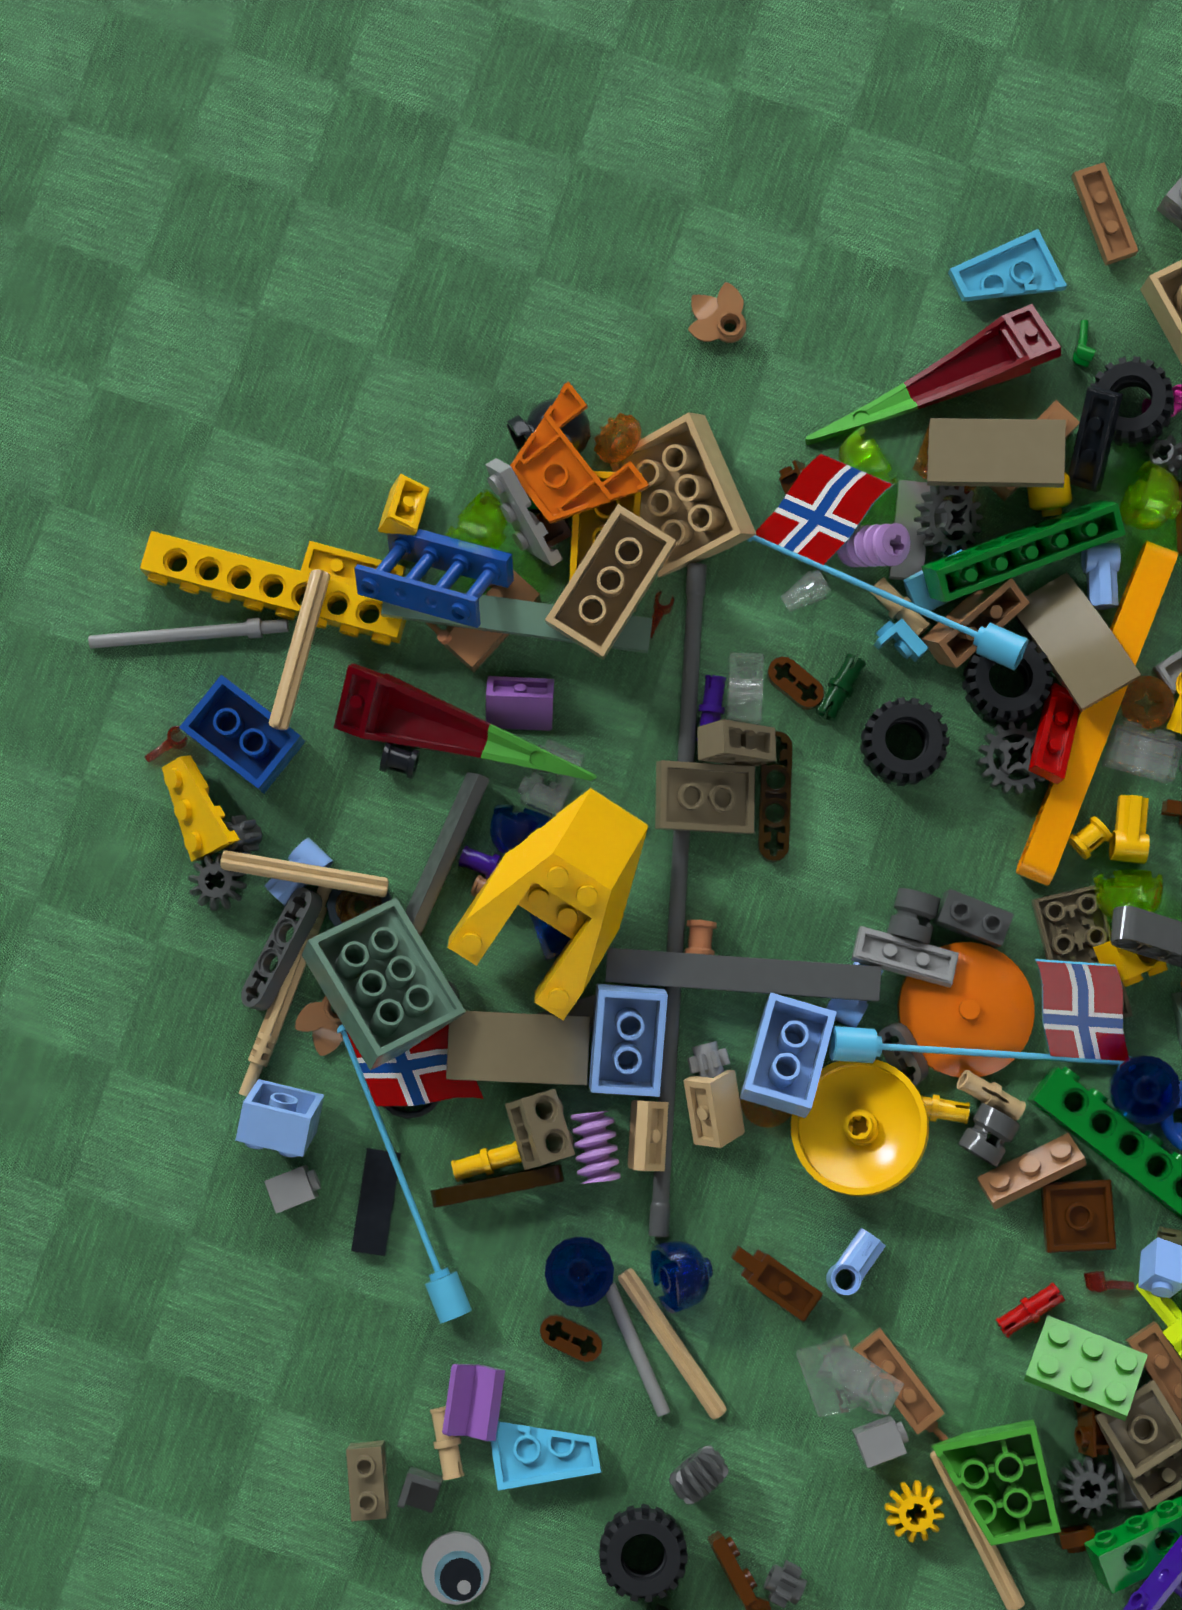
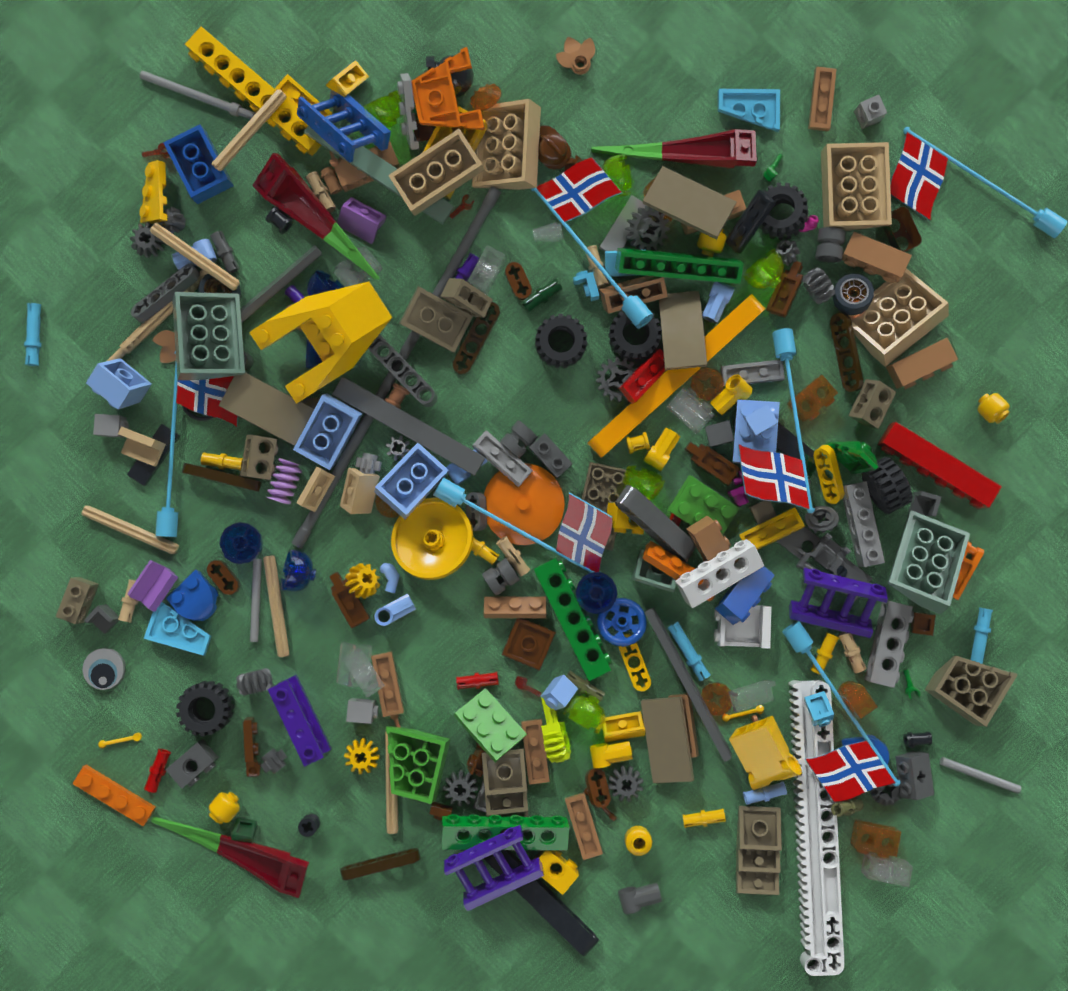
camera: 20 degrees right, 5 degrees up
(114, 1119) = (33, 334): none -> medium azure pin
(340, 845) = (224, 252): none -> dark grey pin
(356, 1198) = (141, 447): none -> tan panel
(395, 1333) = (130, 529): none -> tan axle
(439, 687) = (320, 191): none -> tan pin
(447, 665) = (331, 180): none -> medium nougat pin
(543, 1390) = (194, 598): none -> blue slope
(703, 896) = (405, 374): none -> dark grey beam
(750, 465) = (552, 148): none -> reddish brown piece
(750, 1013) = (392, 447): none -> light grey gear
(786, 1241) = (362, 580): none -> yellow gear
(799, 1500) = (300, 720): none -> dark purple fence
(824, 1212) = (392, 575): none -> light blue arm
(876, 546) = (598, 224): lavender piece -> none

